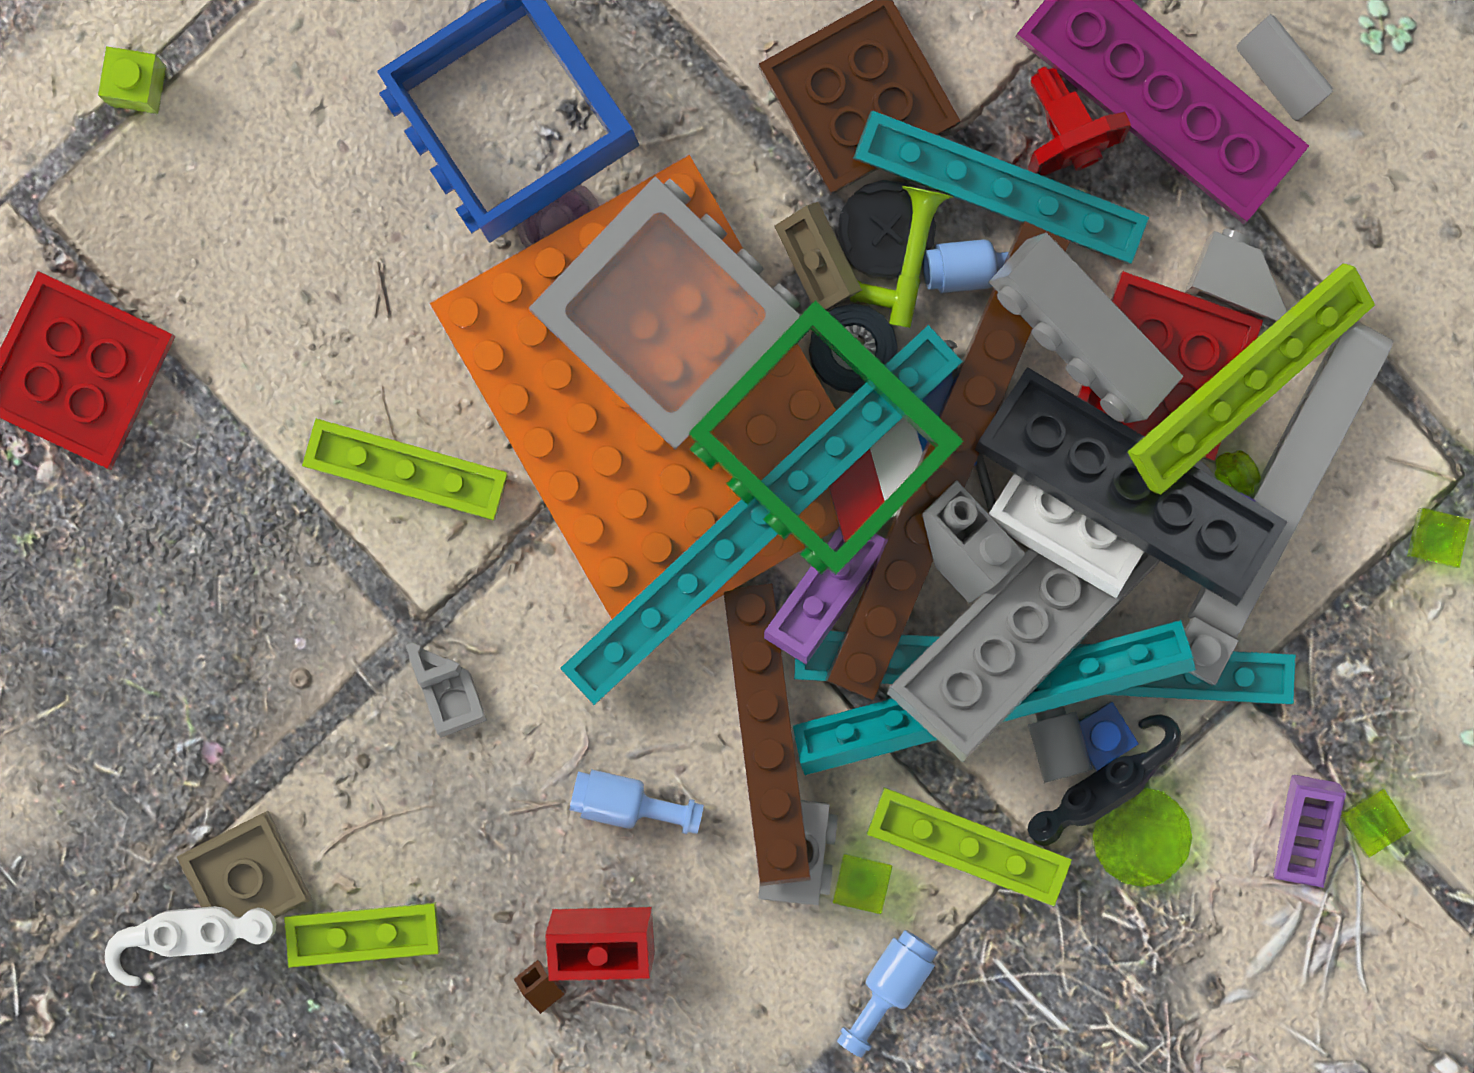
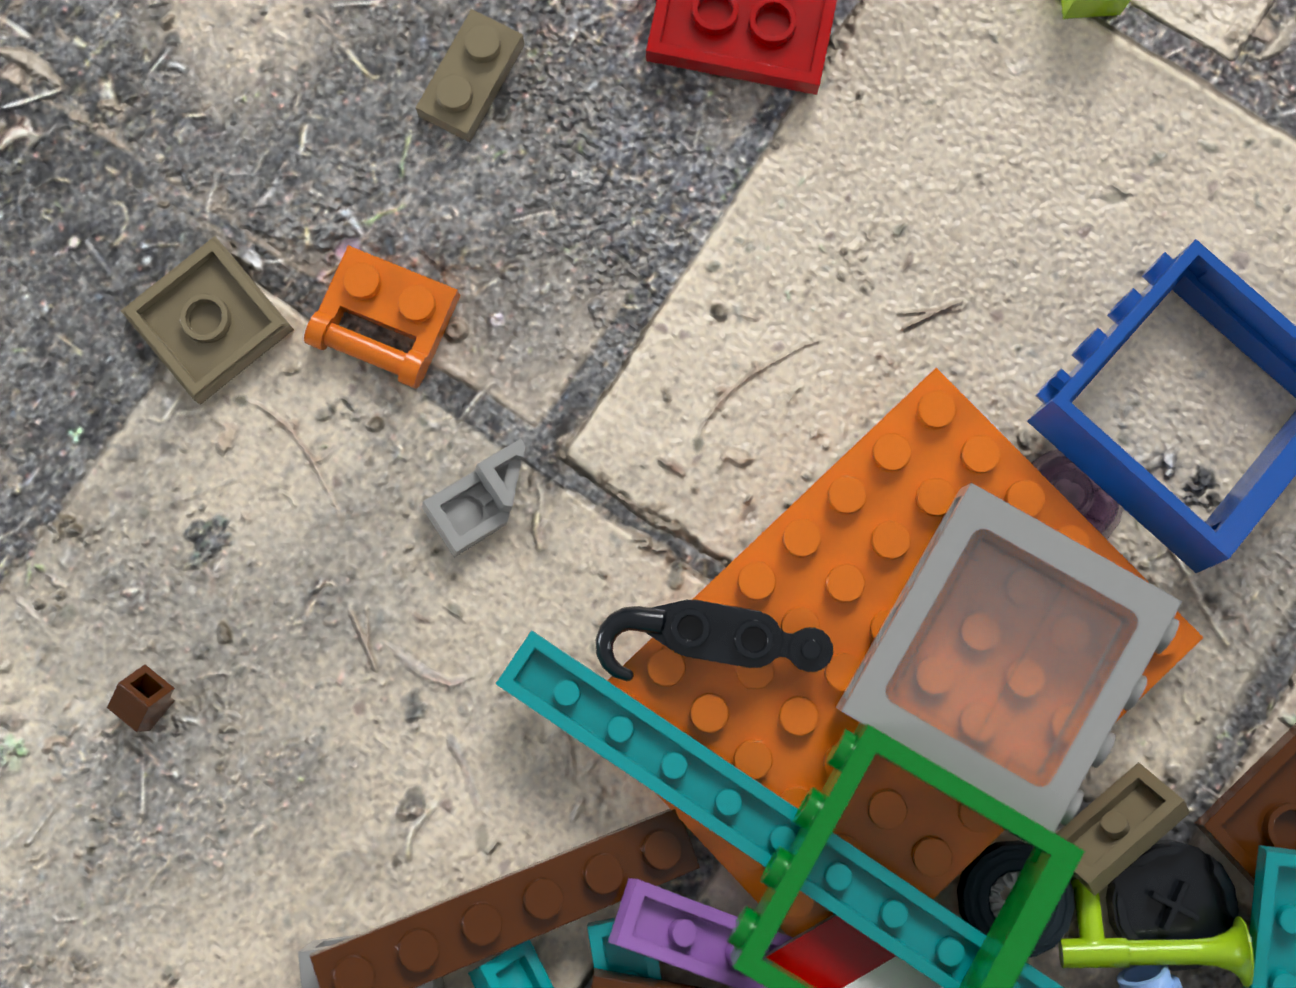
camera: 80 degrees right, 5 degrees down
(88, 618) = (470, 75): none -> dark tan plate
(188, 933) = (124, 270): white piece -> none
(264, 724) = (390, 299): none -> orange plate
(362, 934) = (164, 471): lime plate -> none
(405, 469) = (729, 390): lime plate -> none
(597, 529) = (713, 634): none -> black piece
(600, 943) = (203, 762): red brick -> none
(623, 802) = (388, 747): light blue piece -> none

